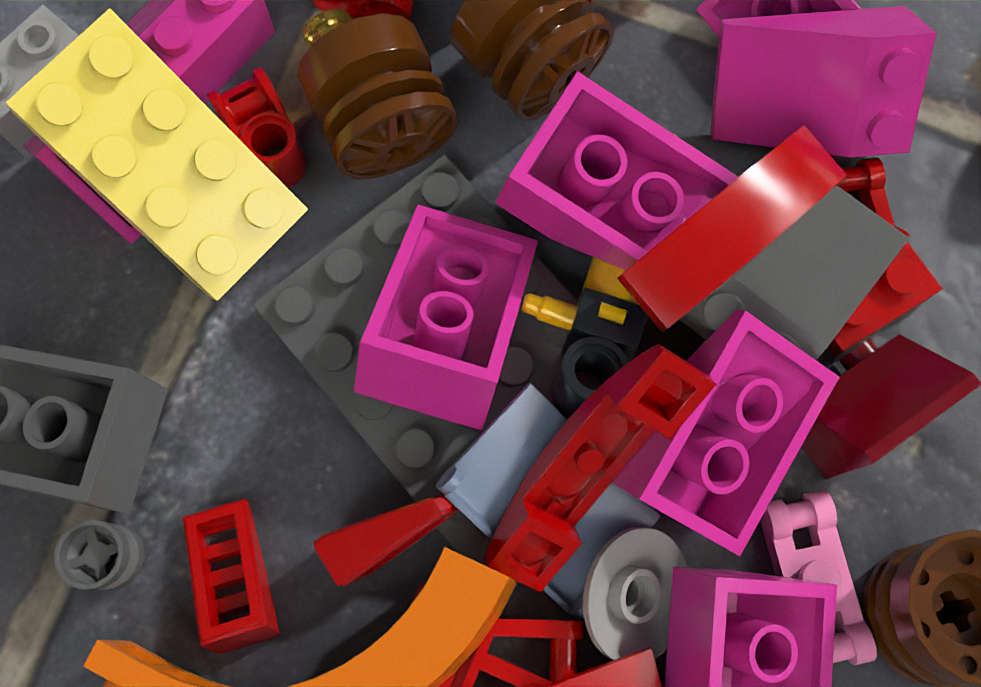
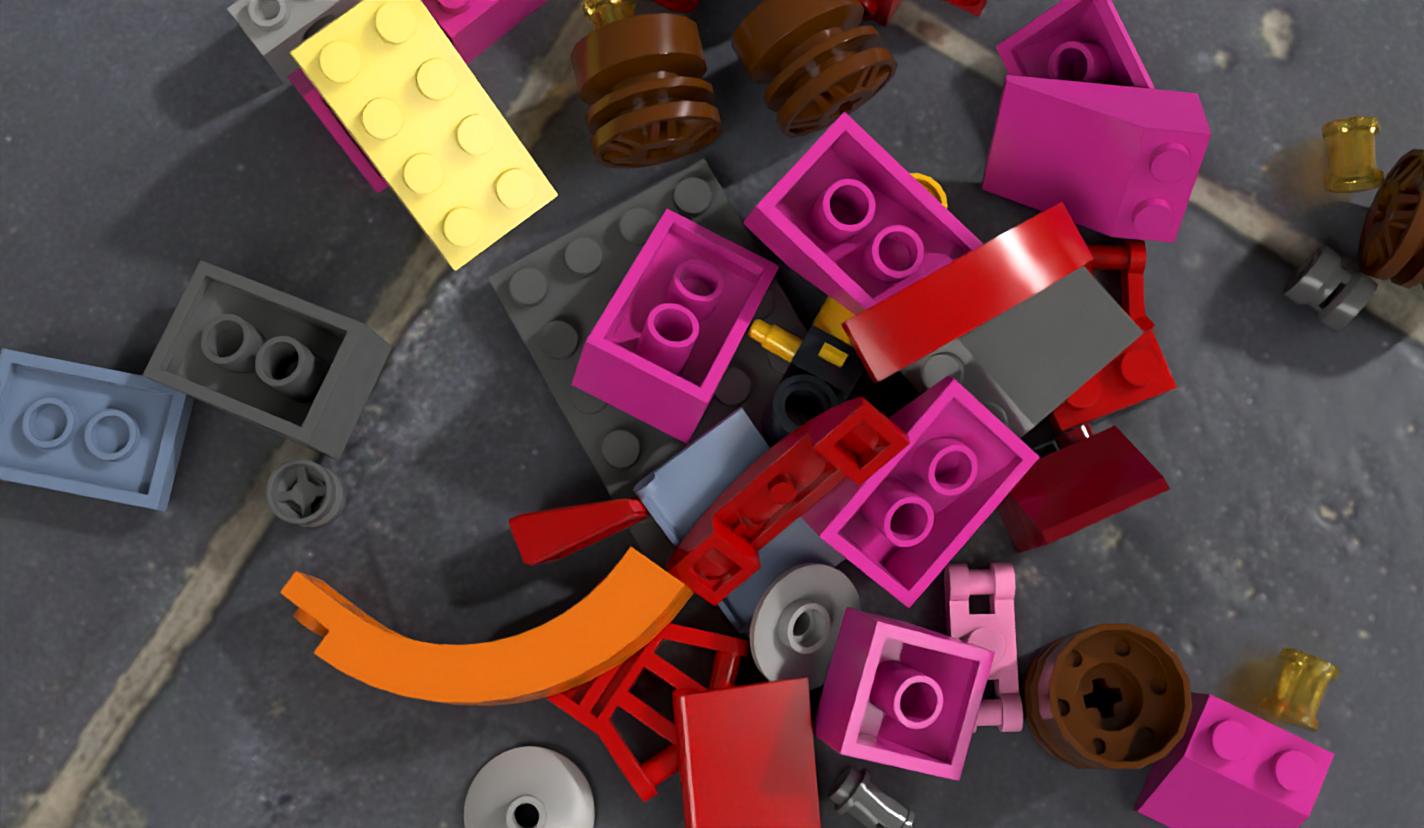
camera: 10 degrees right, 5 degrees up
(209, 609) = (433, 589): red slope -> none
(261, 123) = (523, 91): red piece -> none

